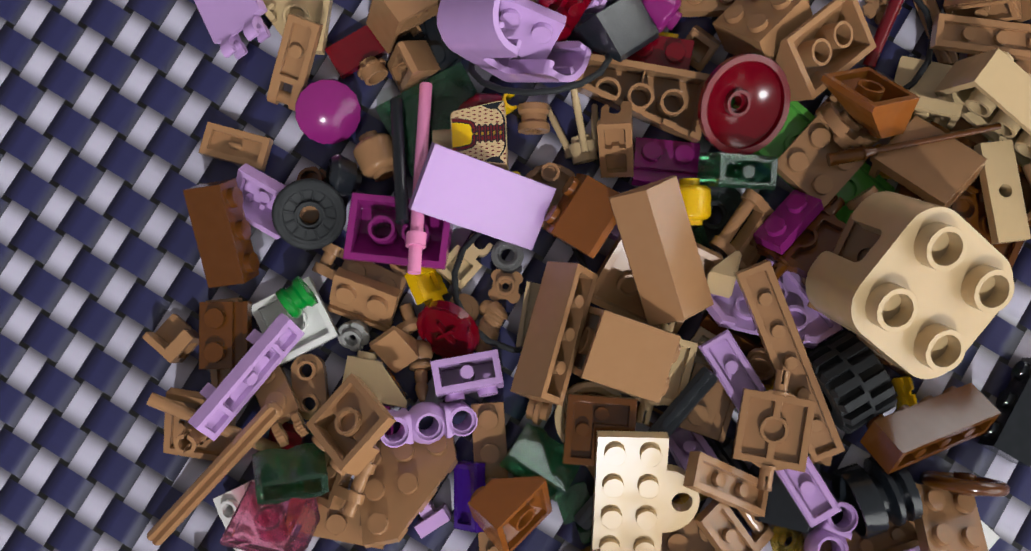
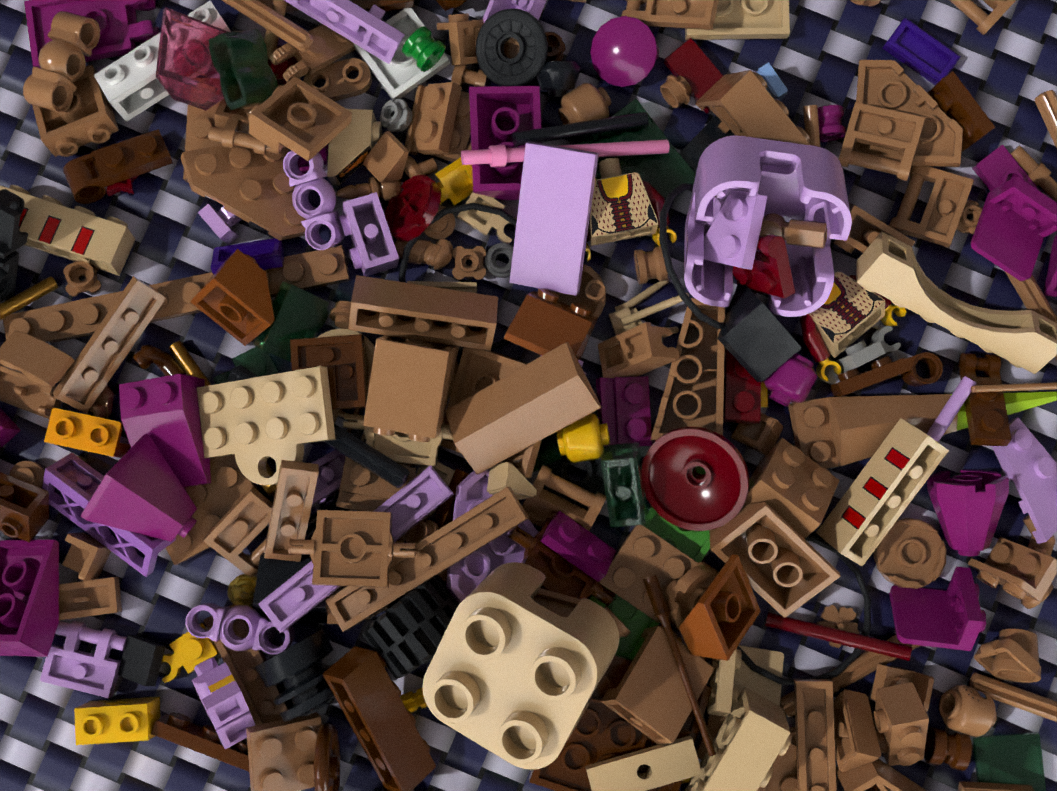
camera: 85 degrees right, 0 degrees up
(289, 259) = (462, 37): none -> medium nougat bracket
(411, 63) = (688, 130): medium nougat slope -> none

